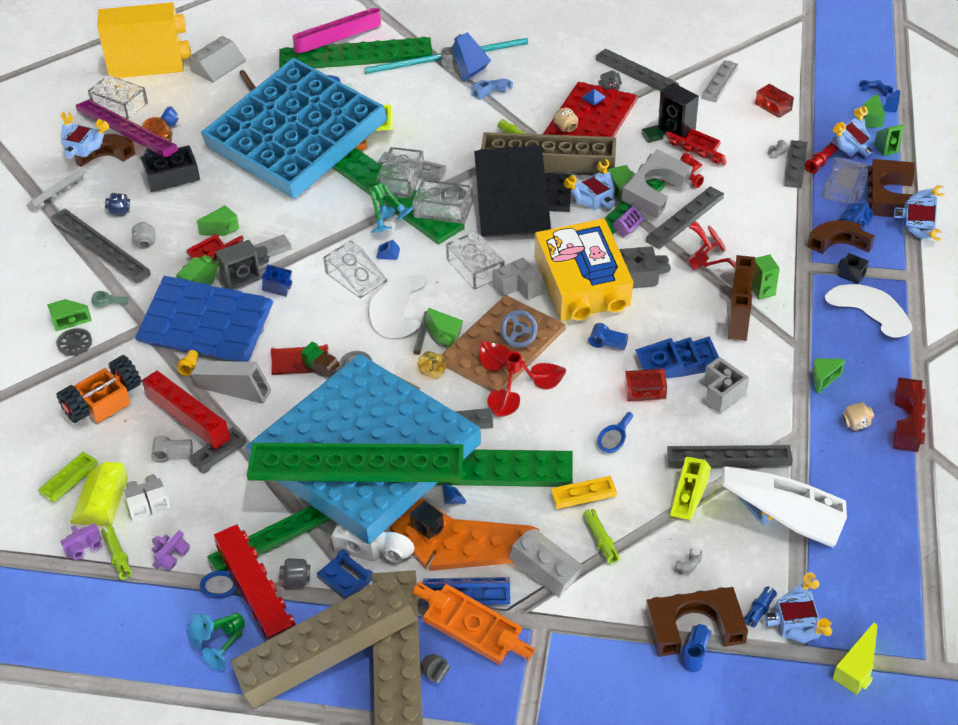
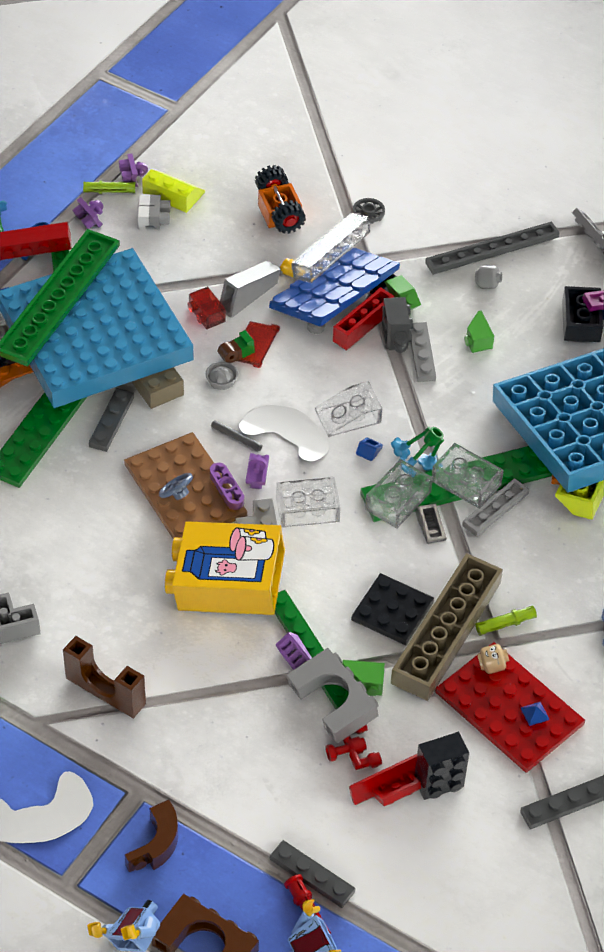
camera: 110 degrees right, 5 degrees up
(68, 314) = (403, 207): bright green slope -> none
(68, 477) = (206, 177): lime plate -> none
(103, 298) = (412, 235): sand green plate -> none
(117, 204) = (547, 269): dark blue head -> none
(153, 335) = (330, 247): none -> clear brick
(164, 448) = (196, 235): light grey piece -> none
(186, 409) = (227, 248): red brick -> none
(210, 246) = (439, 316): red bracket -> none
(215, 455) = (177, 265): dark grey plate -> none
(241, 283) = (360, 320): none -> red brick
(272, 402) = (206, 308): none -> clear red brick
(277, 280) = (360, 346): clear blue head -> none
(295, 572) = (15, 272): dark grey head -> none
(431, 364) = (184, 422): clear yellow head -> none
(443, 327) = (225, 444): bright green slope -> none
(452, 495) = (27, 389): blue slope -> none
(458, 298) = (257, 470): none -> medium lavender hips
(490, 314) = (227, 493): none -> medium lavender beam
(505, 402) = (110, 460): red plant -> none
(511, 191) = (393, 563): black piece -> none
(594, 191) = (361, 640): torso -> none
(603, 336) = (141, 561): blue piece -> none
(610, 80) = (565, 749): dark grey head -> none
(614, 436) = (17, 519): blue piece -> none
(641, 385) = (54, 561): clear red brick -> none
(644, 265) = (217, 628): dark grey hinge -> none
(678, 357) = (76, 608): blue slope -> none
(684, 217) = (280, 716): dark grey plate -> none
(700, 257) = (198, 665): red plant -> none
(720, 81) = (520, 879): light grey plate -> none
(765, 277) = (128, 721): bright green brick -> none
(774, 100) = (441, 910): clear red brick -> none
(780, 148) = (348, 874): light grey arm -> none
(846, 181) = (246, 902): clear piece -> none
(853, 268) = (101, 830): black brick -> none
(858, 213) = (179, 874): blue bracket -> none

